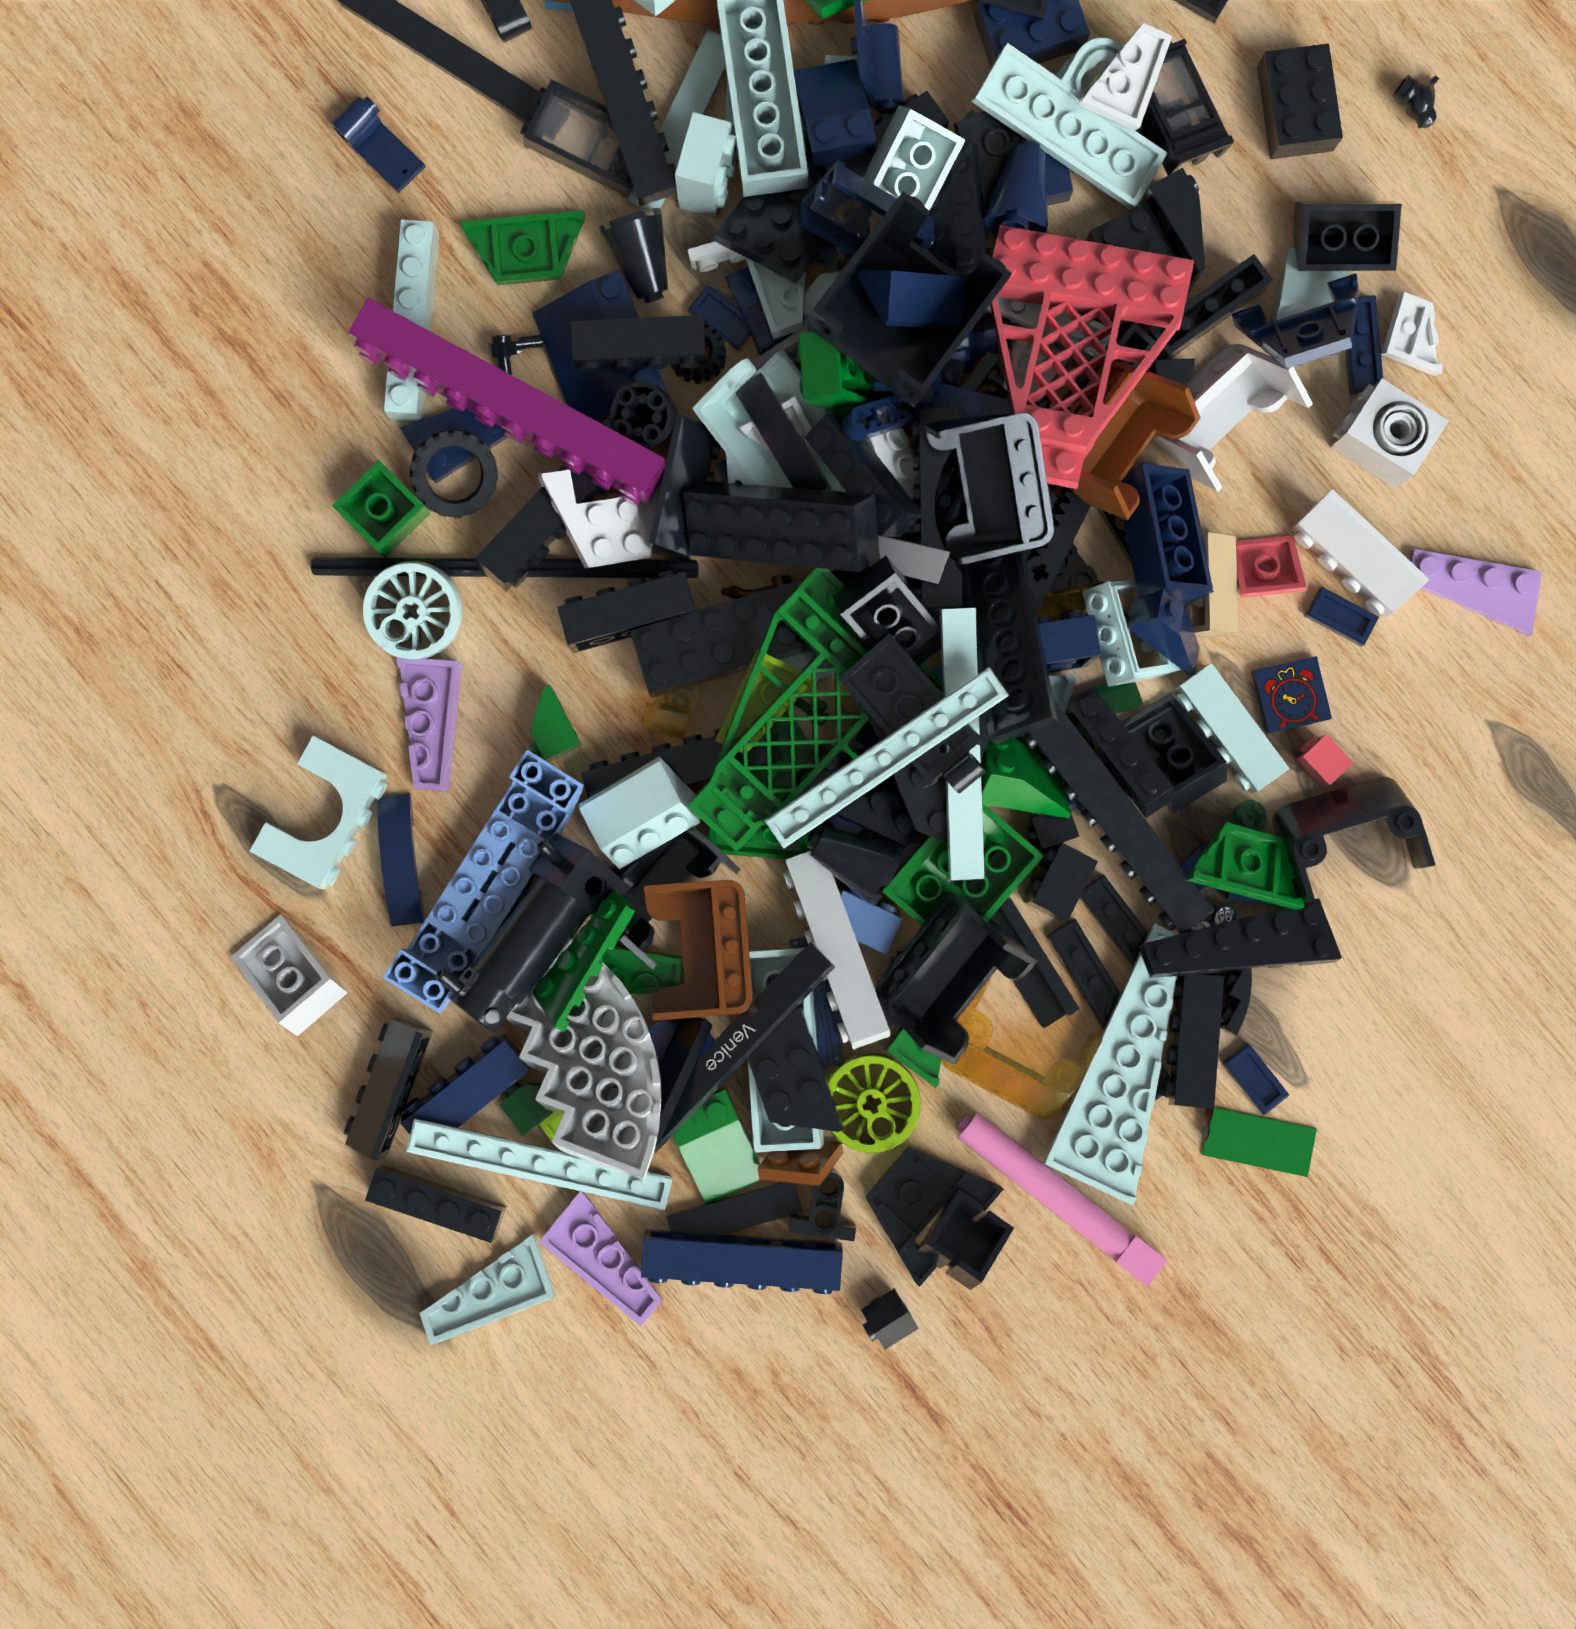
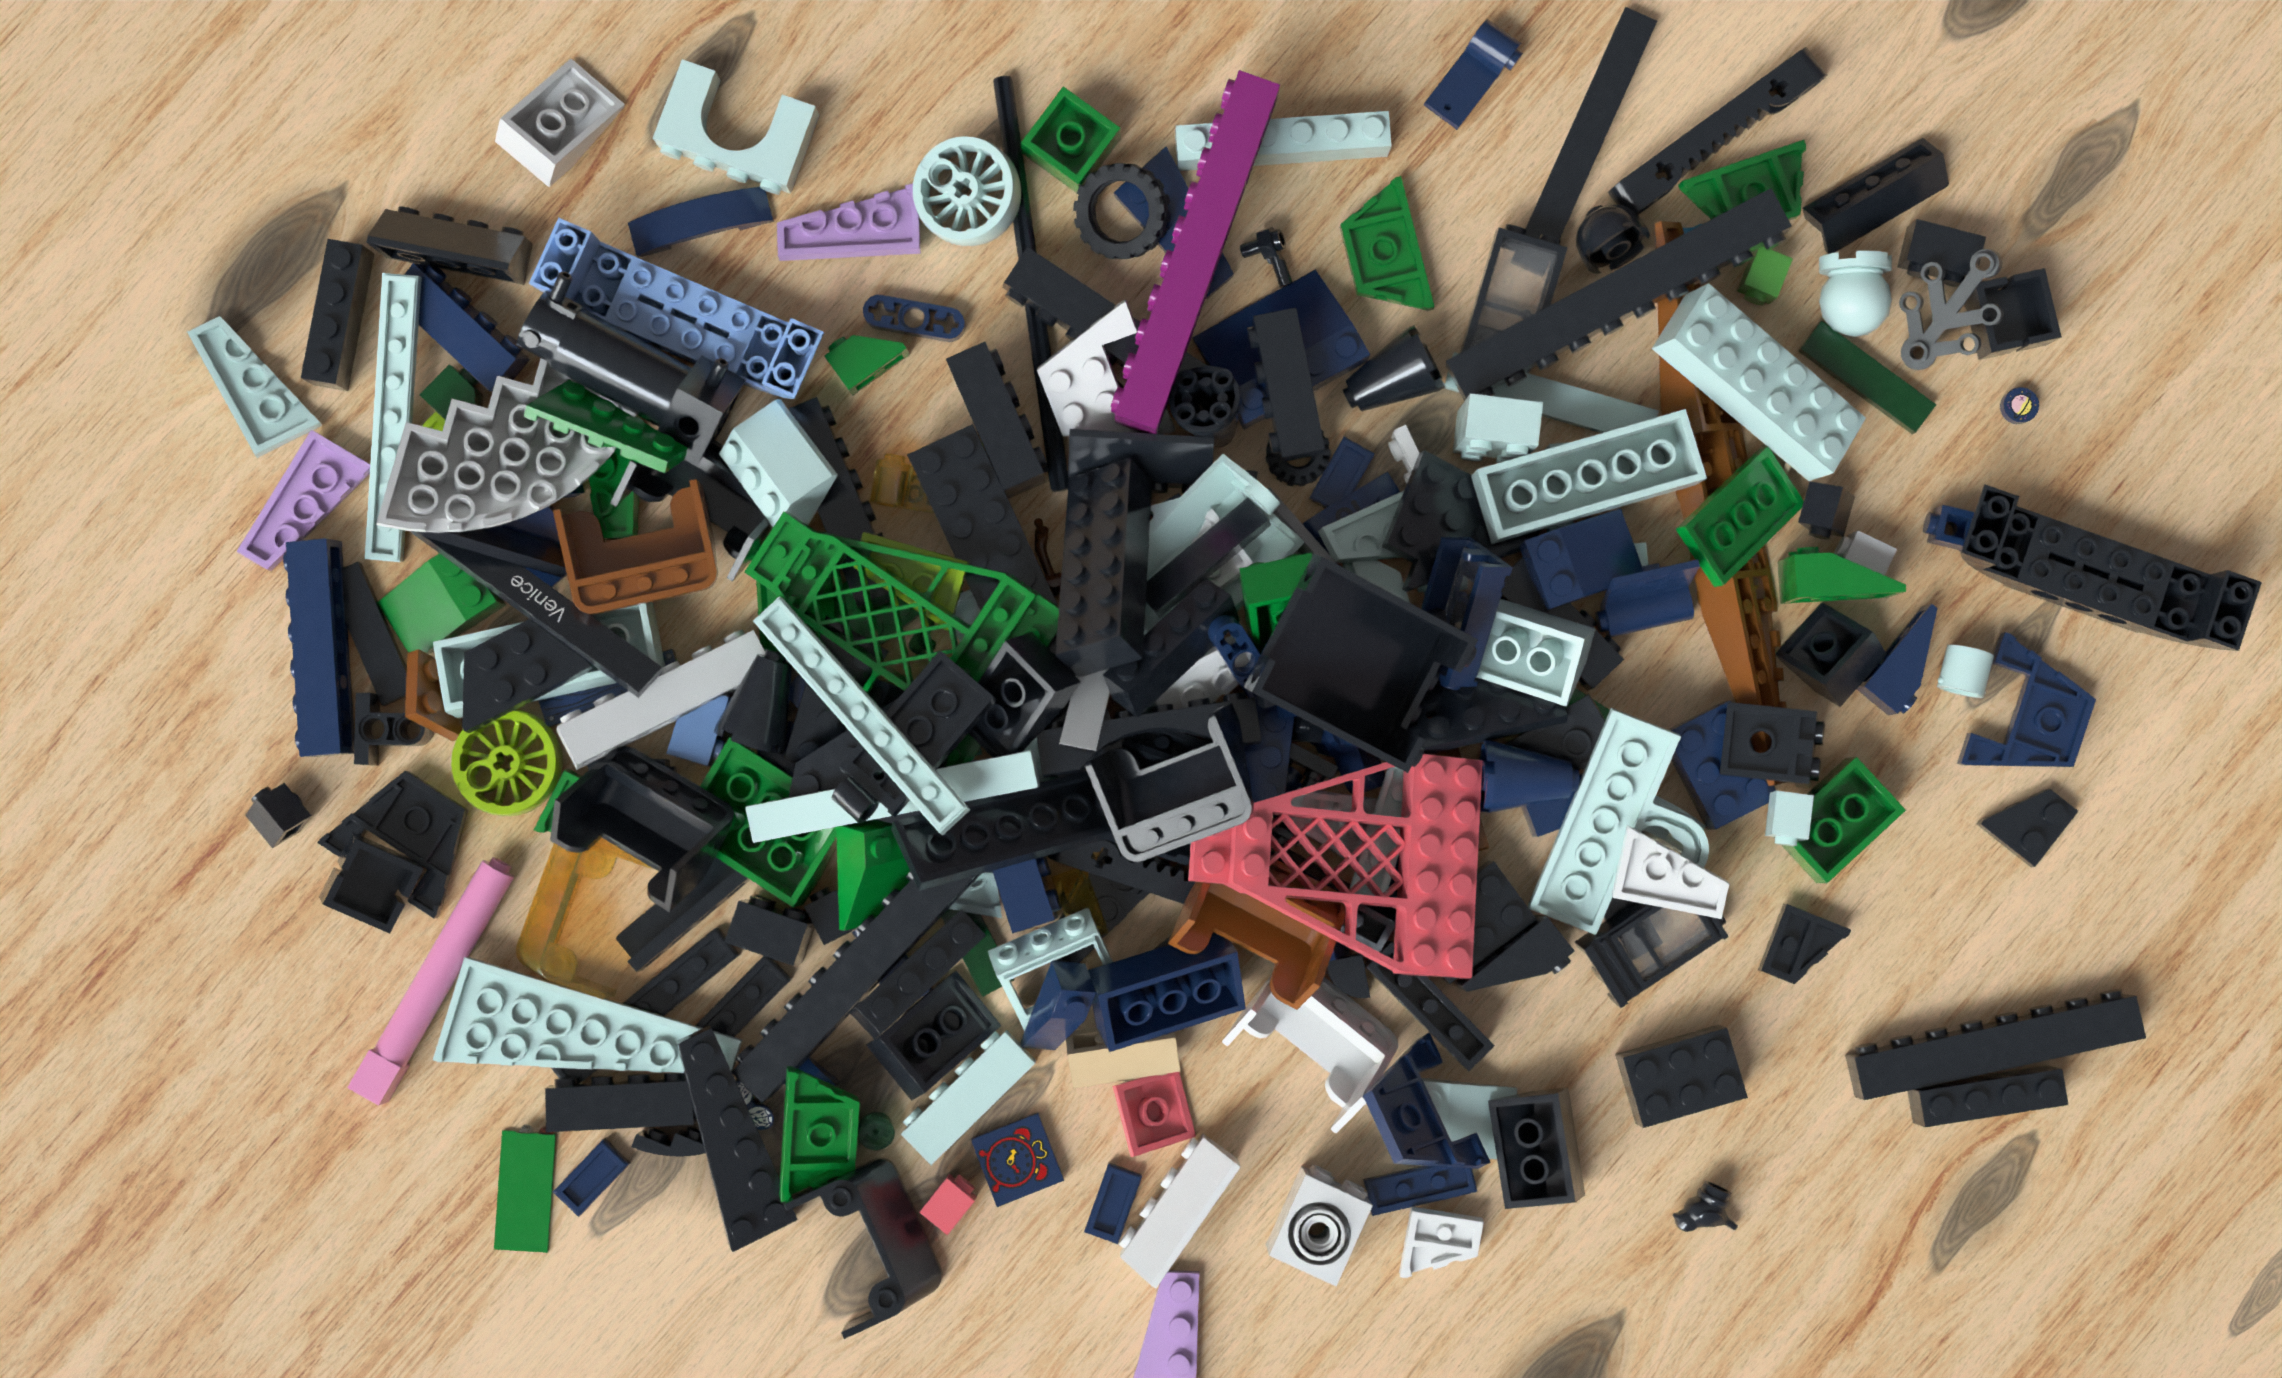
camera: 85 degrees right, 0 degrees up
(537, 658) = (886, 322): none -> dark blue beam
(544, 45) = (1610, 237): none -> black cylinder
(915, 298) = (1372, 673): dark blue slope -> none

